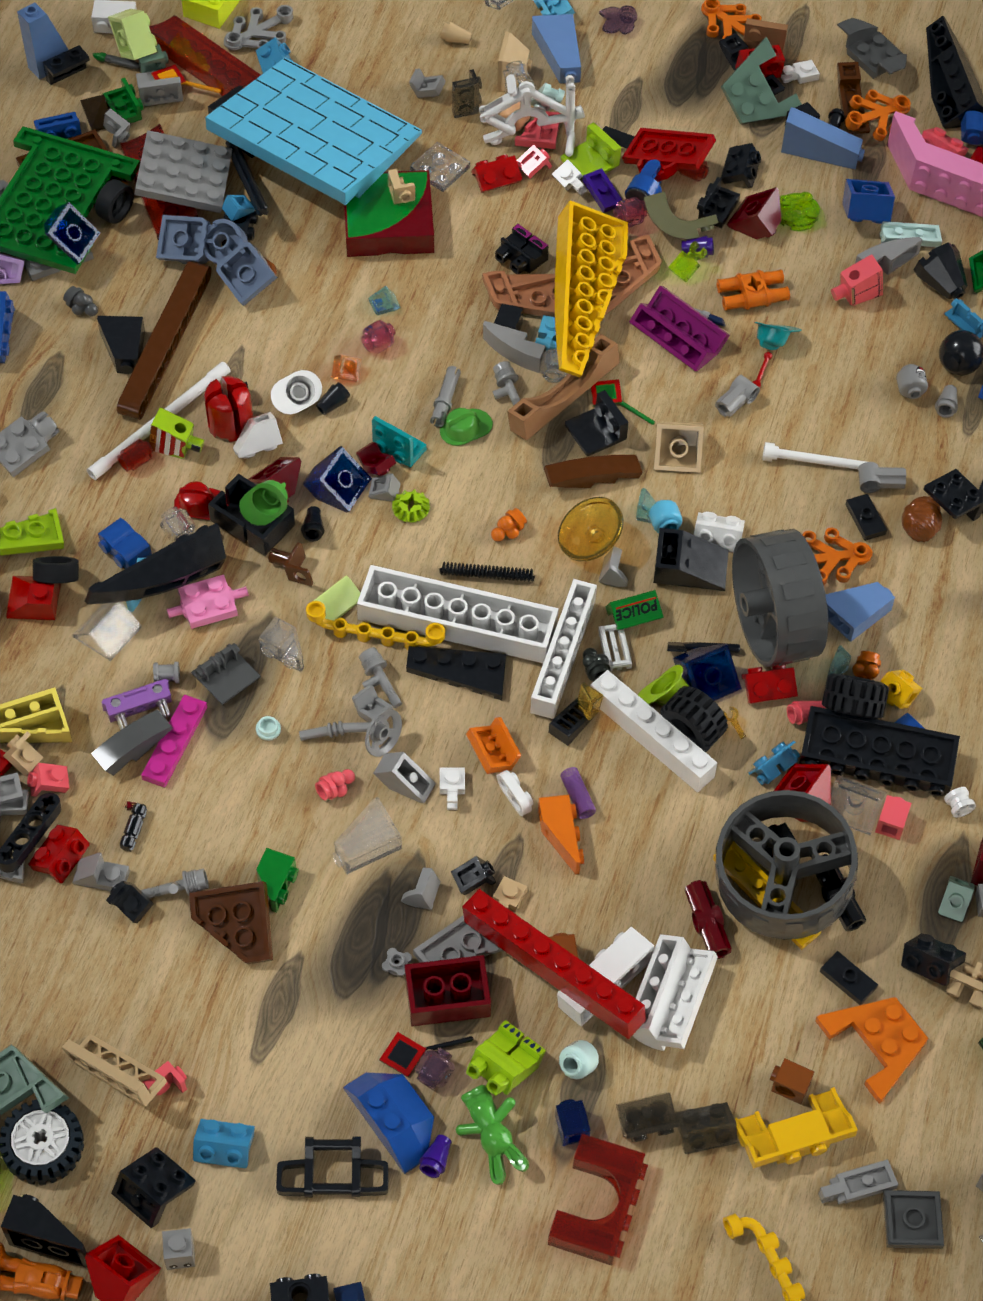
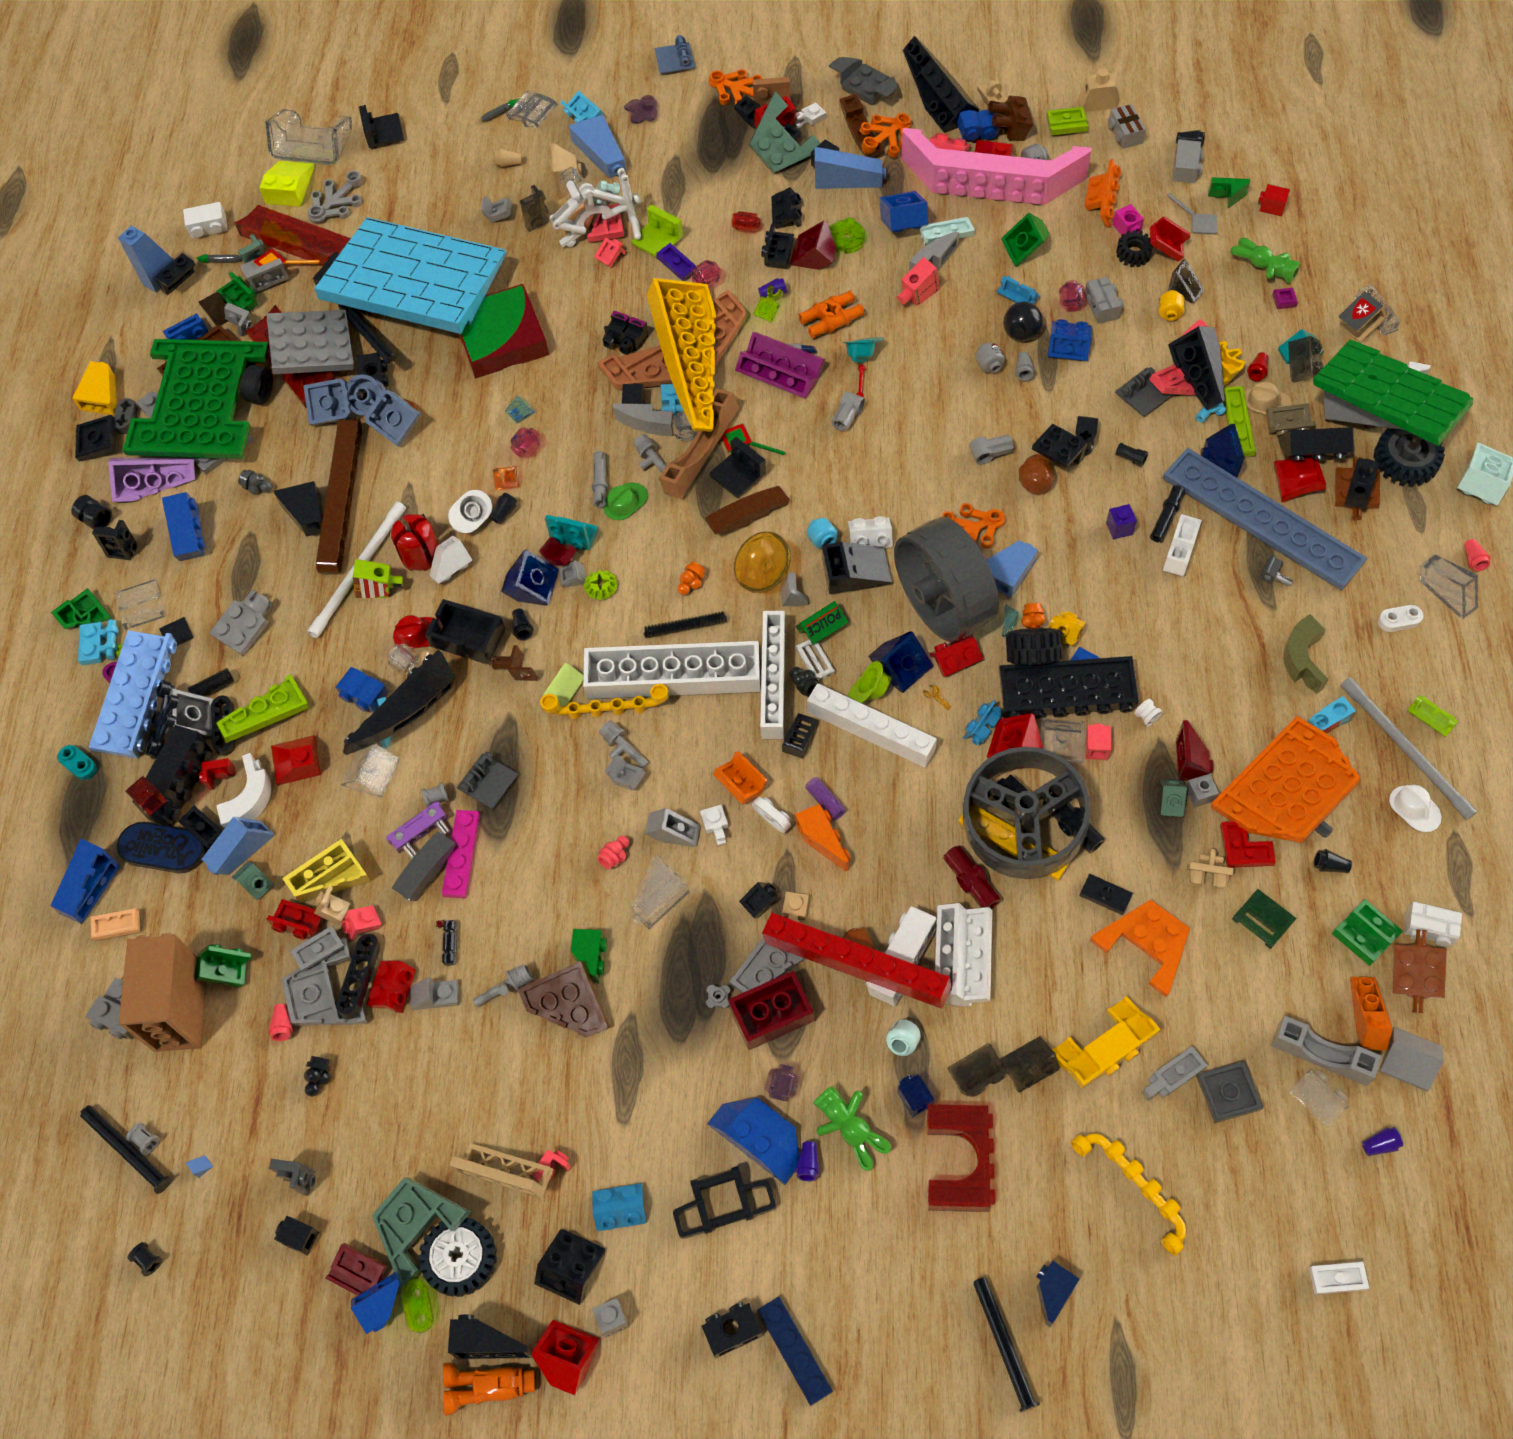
camera: 10 degrees left, 5 degrees up
(55, 569) = (308, 730): black tyre -> none
(71, 231) = (227, 422): slope -> none
(130, 900) = (467, 1011): black bracket -> none
(133, 34) = (226, 230): yellowish green brick -> none
(135, 455) = (346, 606): clear red brick -> none
(207, 601) = (450, 720): bright pink plate -> none
(237, 206) = (366, 360): dark azure slope -> none
(264, 502) = (474, 619): bright green piece -> none
(268, 728) = (539, 819): light aqua plate -> none
(272, 53) = (354, 216): dark azure bracket -> none
(281, 470) = (478, 591): dark red slope -> none
(282, 643) = (527, 738): clear slope -> none
(377, 729) = (637, 795): light grey dish -> none
(399, 191) = (504, 309): tan bracket -> none
(405, 1053) = (750, 1076): piece -> none
(425, 890) = (723, 925): light grey tile -> none
(443, 166) = (534, 276): clear plate -> none
(471, 669) = (695, 715): black wing -> none
(497, 173) = (581, 271): red bracket -> none
(505, 1059) = (837, 1066): lime hips -> none
(569, 177) = (644, 257): white plate -> none
(589, 701) = (809, 714): clear yellow slope -> none
(621, 138) = (680, 212): black sticker -> none
(644, 504) = (801, 528): clear light blue slope -> none
(661, 155) = (717, 218): red plate -> none
(666, 221) = (736, 272): olive arch -> none
(679, 446) = (813, 468): tan slope -> none
(687, 646) = (873, 643): black piece -> none
(696, 716) = (906, 703): black tyre -> none
(773, 452) = (892, 451): white piece -> none
(791, 1080) = (1088, 1000): dark orange brick -> none
(799, 711) = (989, 671): coral cone -> none
(836, 117) = (852, 146): black pin -> none
(866, 517) = (989, 485): black plate -> none
(931, 958) = (1170, 857): black bracket -> none
(943, 271) = (985, 255): black cone -> none

